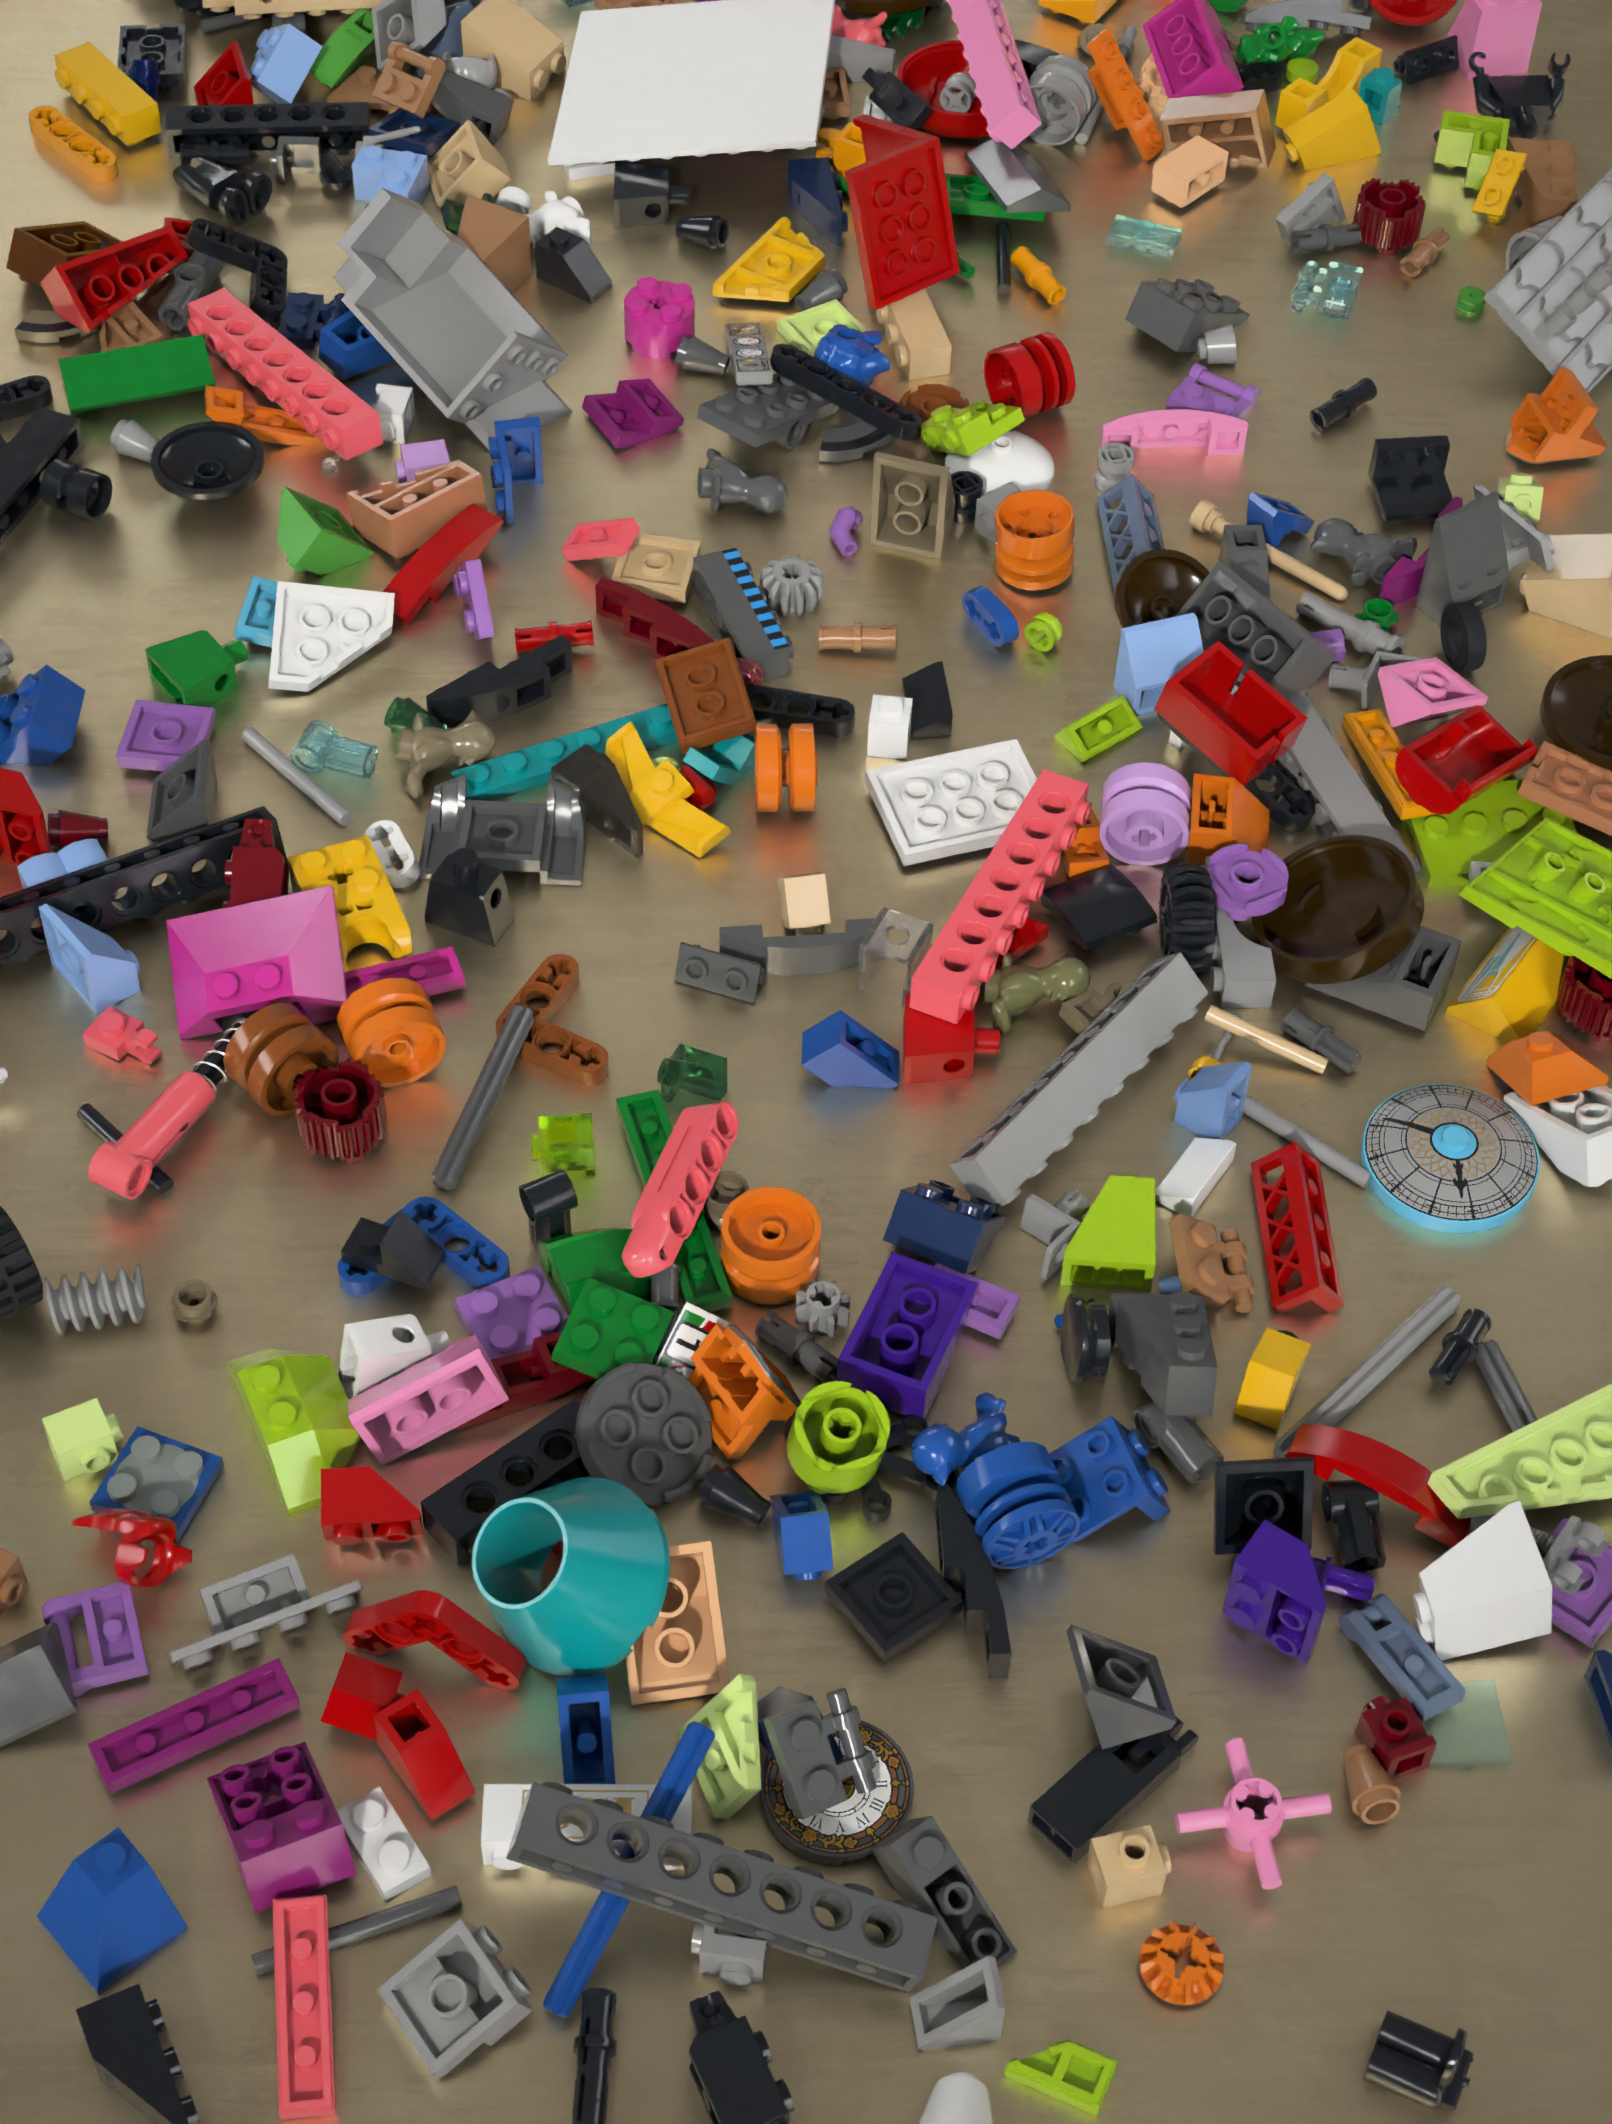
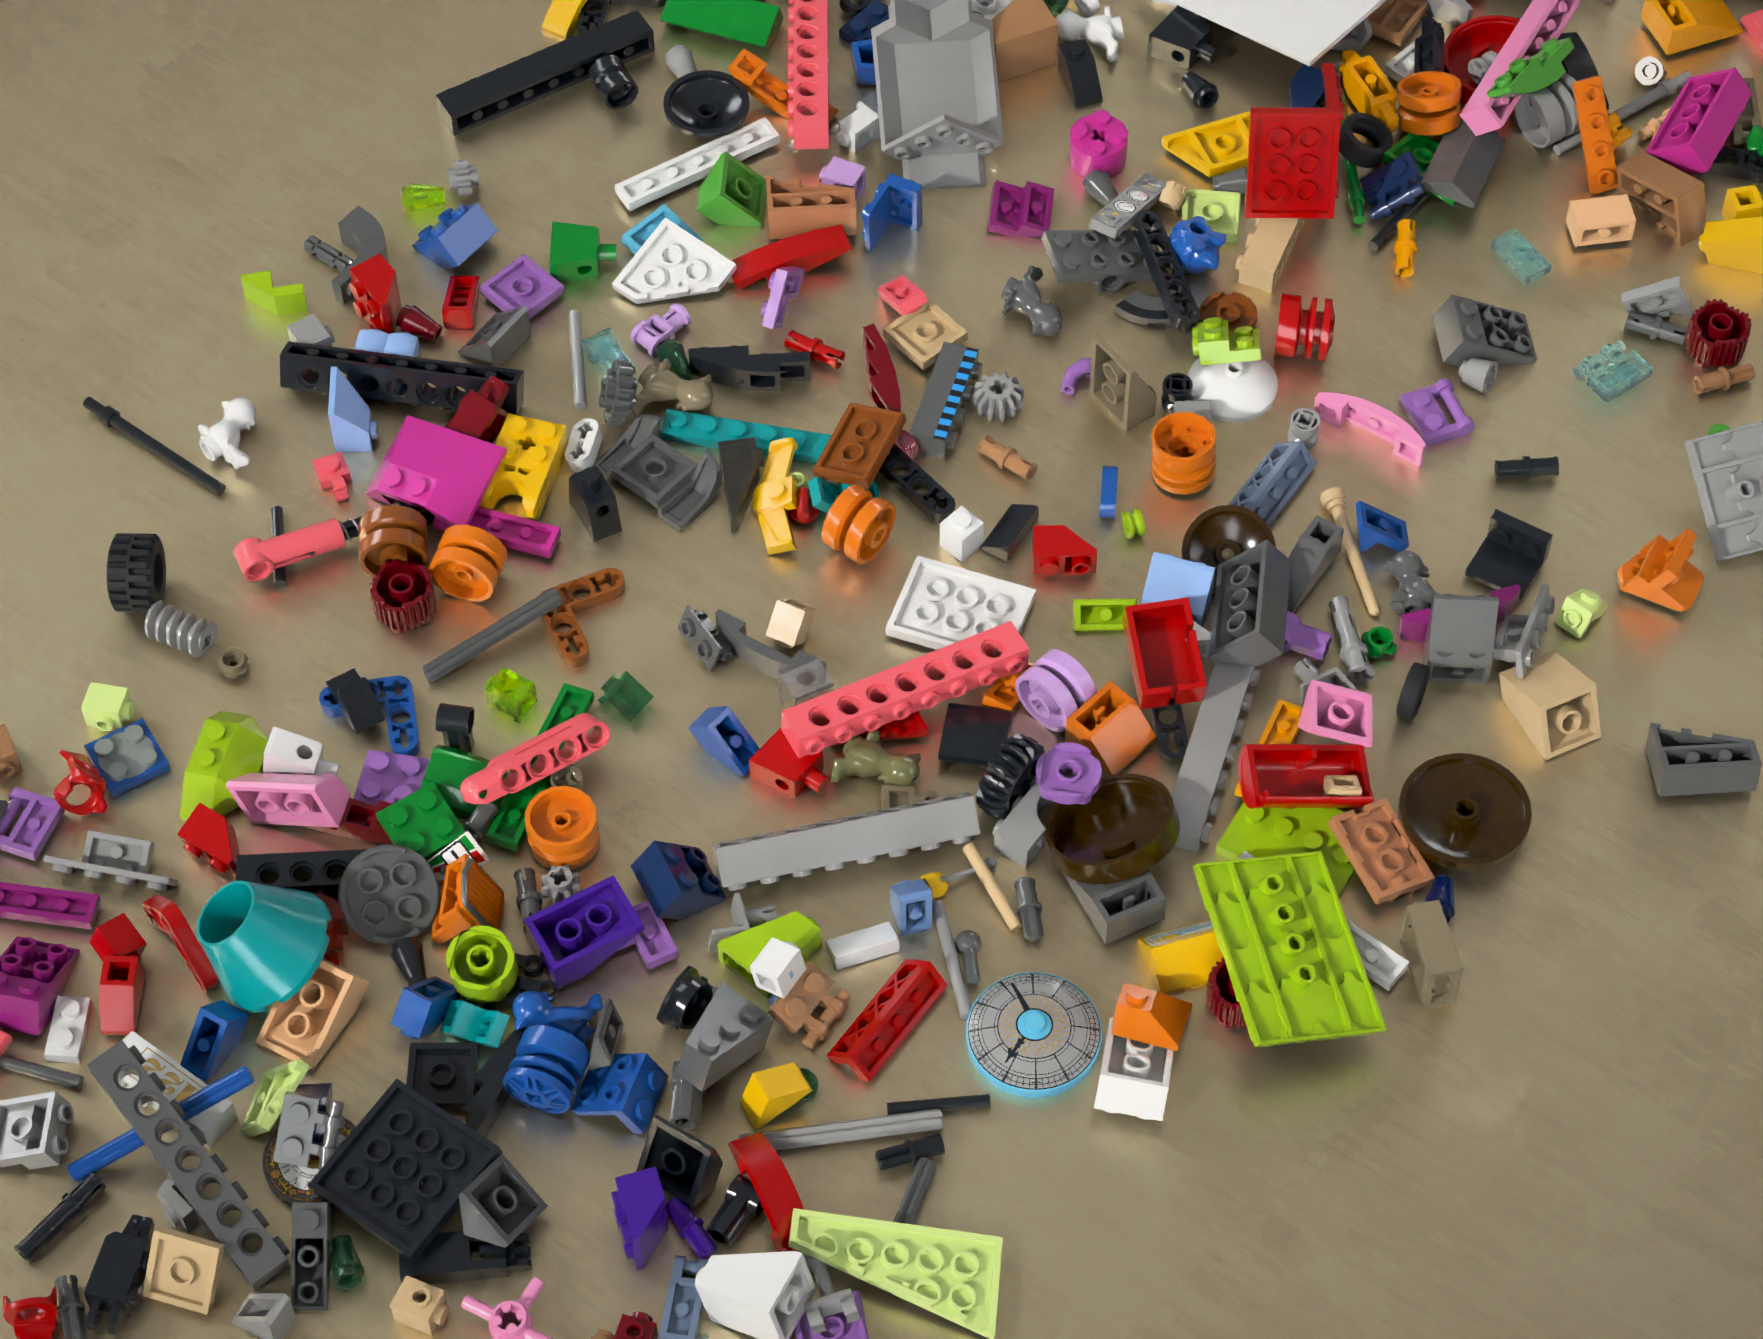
camera: 40 degrees right, 5 degrees up
(106, 790) = (461, 305): none -> red slope
(244, 528) = (695, 164): none -> white plate
(367, 700) = (658, 329): none -> lavender connector
(392, 775) = (618, 392): none -> dark grey gear
(776, 328) = (1172, 195): none -> tan hose
(821, 2022) = (183, 1270): none -> tan plate
(881, 1512) = (474, 1024): none -> teal slope
(954, 127) = (1429, 103): none -> orange wheel
(973, 217) = (1389, 180): none -> dark blue plate
(974, 1720) = (404, 1169): none -> black plate
(998, 1881) = (345, 1265): none -> clear green cone
(1001, 692) = (1061, 551): none -> red slope
(1031, 57) = (1535, 73): none -> bright green slope
(1035, 1425) = (606, 1036): none -> dark grey slope
(1166, 1236) = (778, 967): none -> white brick
(1298, 1112) = (969, 944): none -> dark grey bar
(1441, 1277) = (943, 1104): none -> black bar
(1503, 749) = (1341, 785): none -> tan slope

